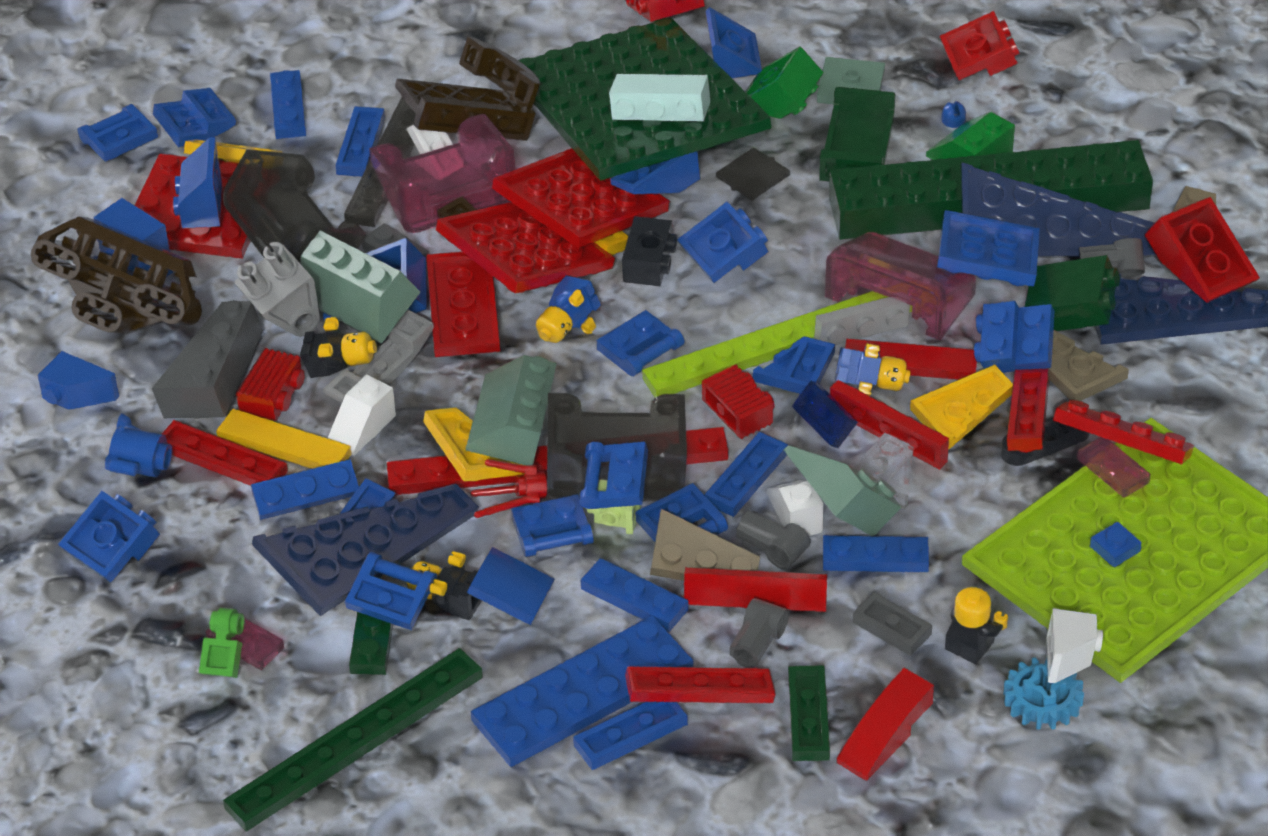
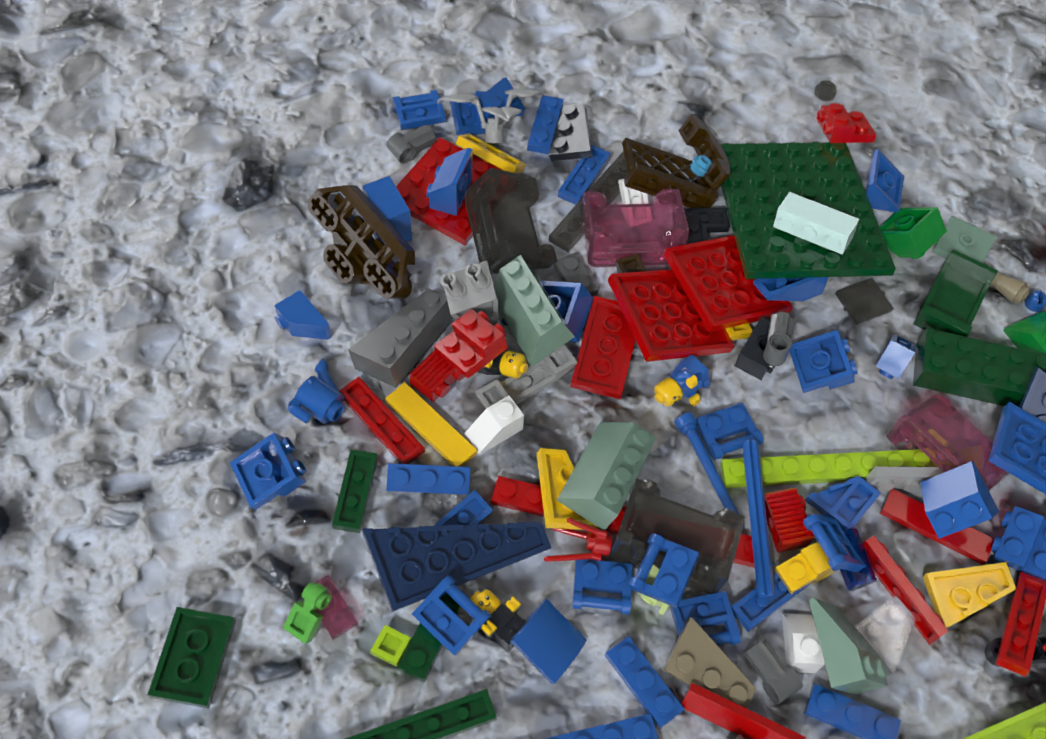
camera: 15 degrees right, 15 degrees up
(106, 728) = (192, 657): none -> dark green plate
(122, 174) = (405, 146): none -> dark grey piece
(221, 94) = (497, 98): none -> blue wing
(223, 526) = (355, 491): none -> dark green plate
(225, 121) = (494, 126): none -> light grey plant
(300, 333) = (472, 343): none -> red plate
(326, 103) = (571, 134): none -> wing
(332, 648) = (390, 645): none -> lime plate
(501, 88) = (700, 165): none -> dark azure plate
(534, 144) = (705, 221): none -> black plate
(590, 350) = (688, 425): none -> blue piece
(661, 228) = (778, 339): none -> dark grey piece
(703, 405) = (758, 520): none -> blue axle
(776, 427) = (804, 568): none -> yellow brick
(800, 400) = (834, 543): none -> blue plate
(806, 213) = (895, 357): none -> slope
(869, 369) = (901, 529): piece -> none
(916, 314) = (957, 500): none -> blue slope
(919, 109) = (1011, 288): none -> dark tan cone

